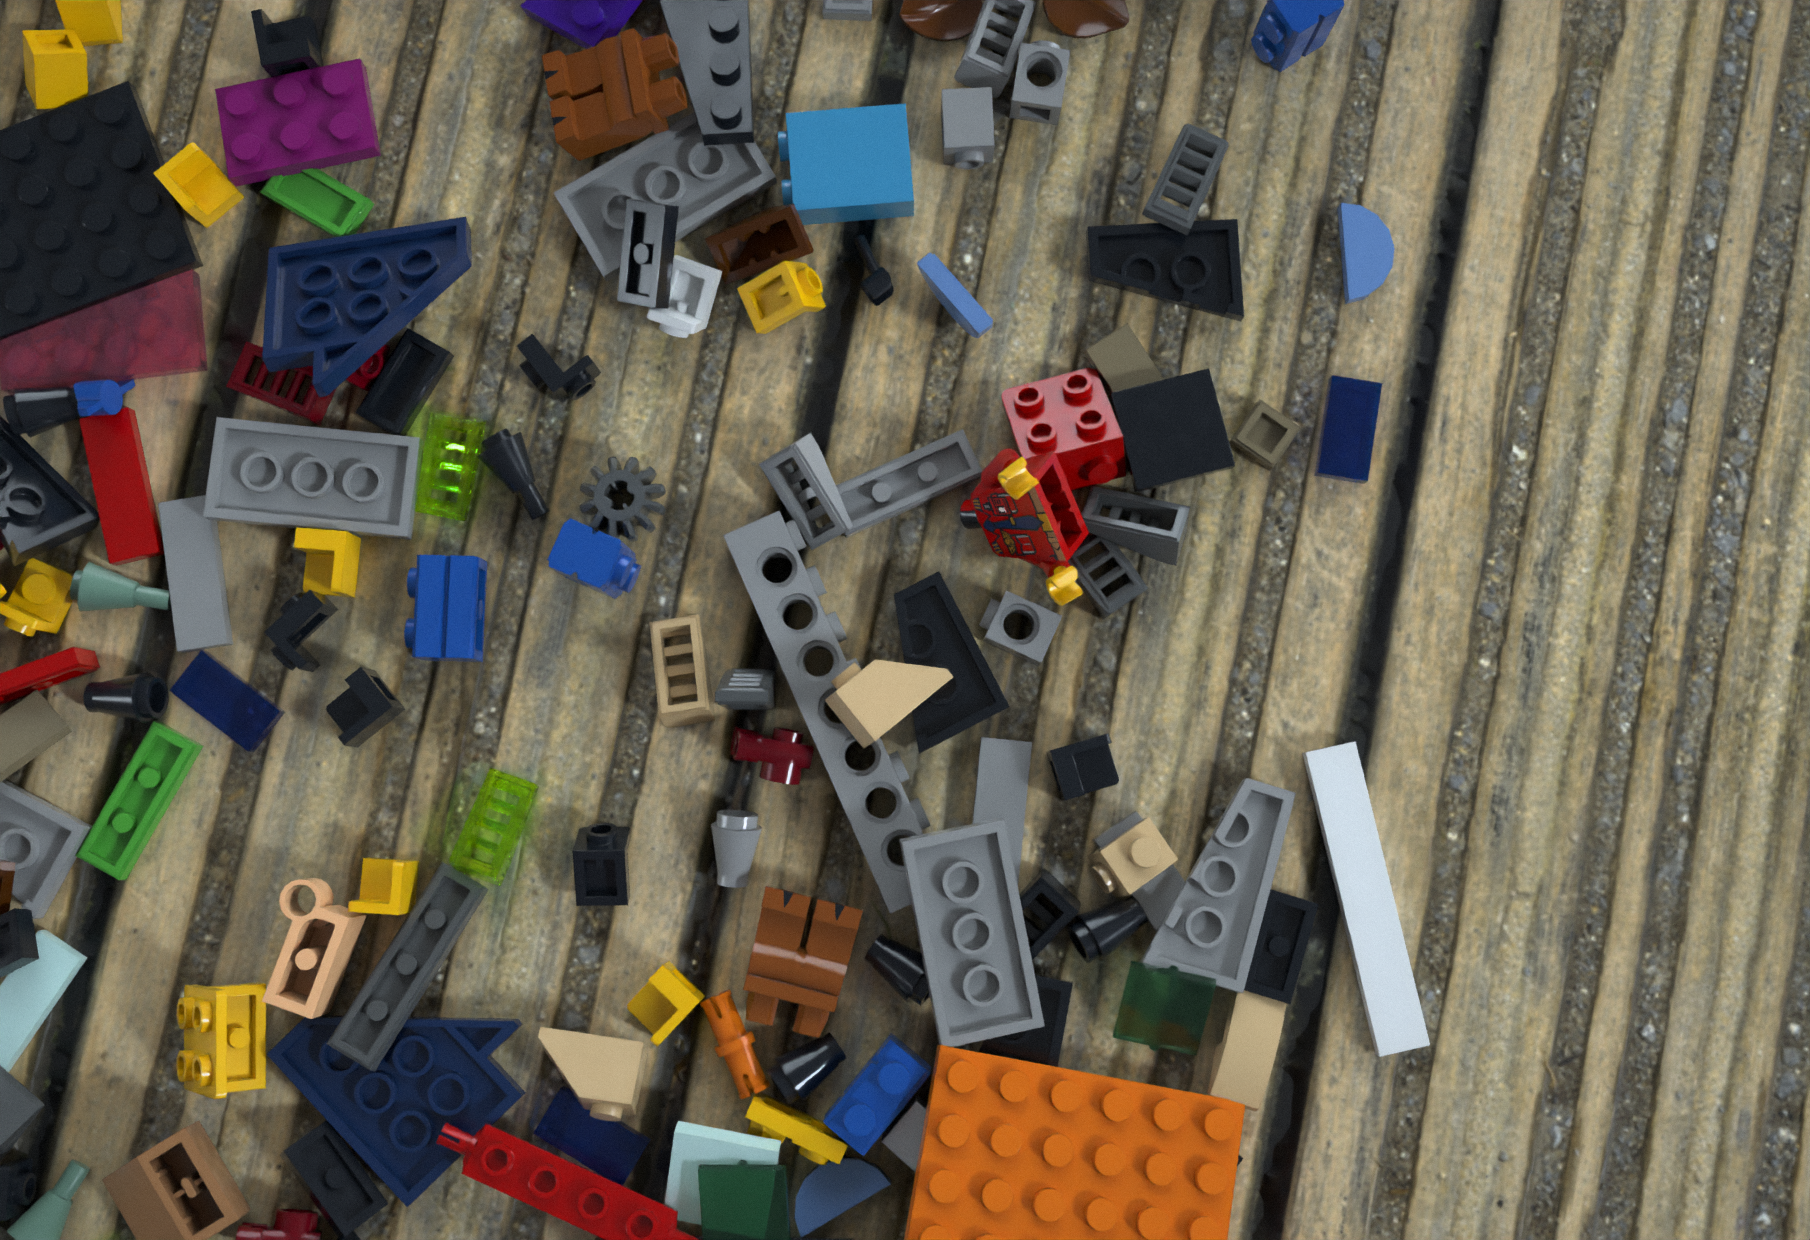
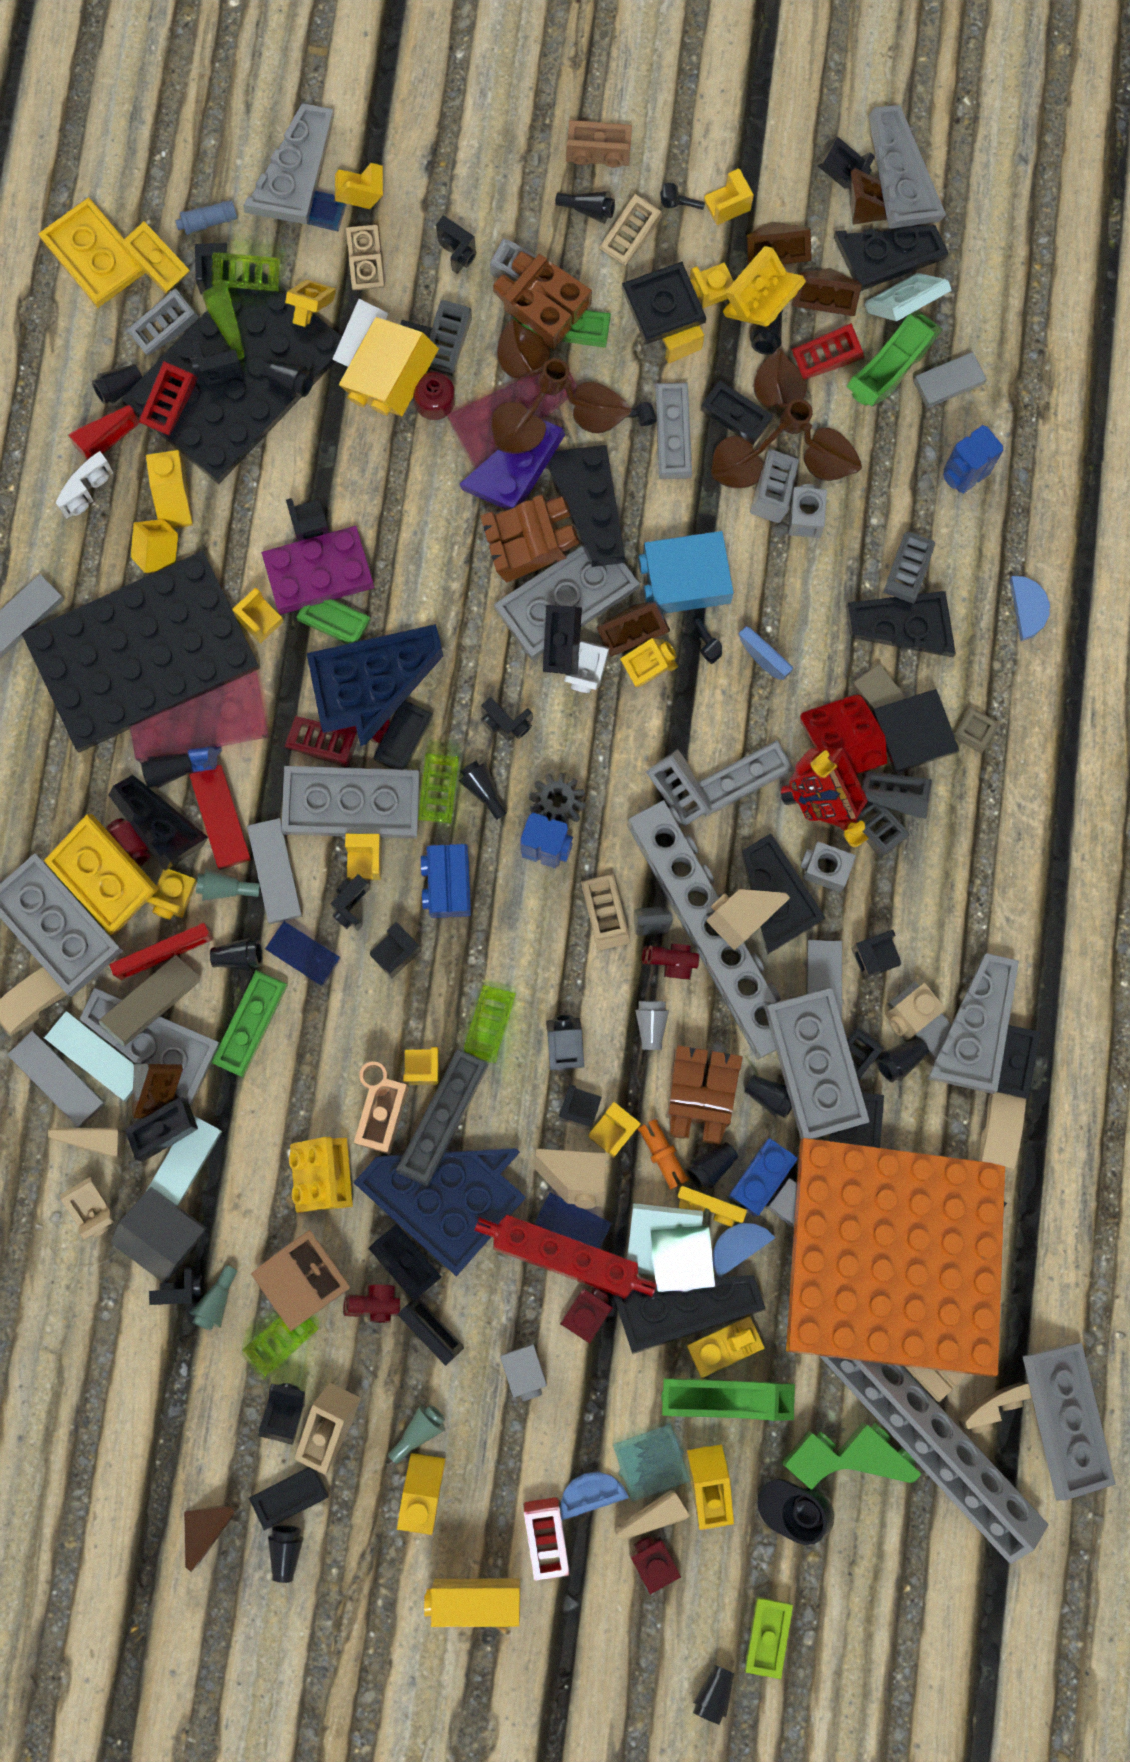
camera: 10 degrees left, 5 degrees down
(614, 966) = (580, 1107): none -> black panel
(967, 127) = (762, 543): light grey brick -> none
(1164, 1008) = (945, 1107): clear green piece -> none
(1348, 429) = (1030, 722): clear blue tile -> none
(1366, 899) = (1071, 1028): white tile -> none

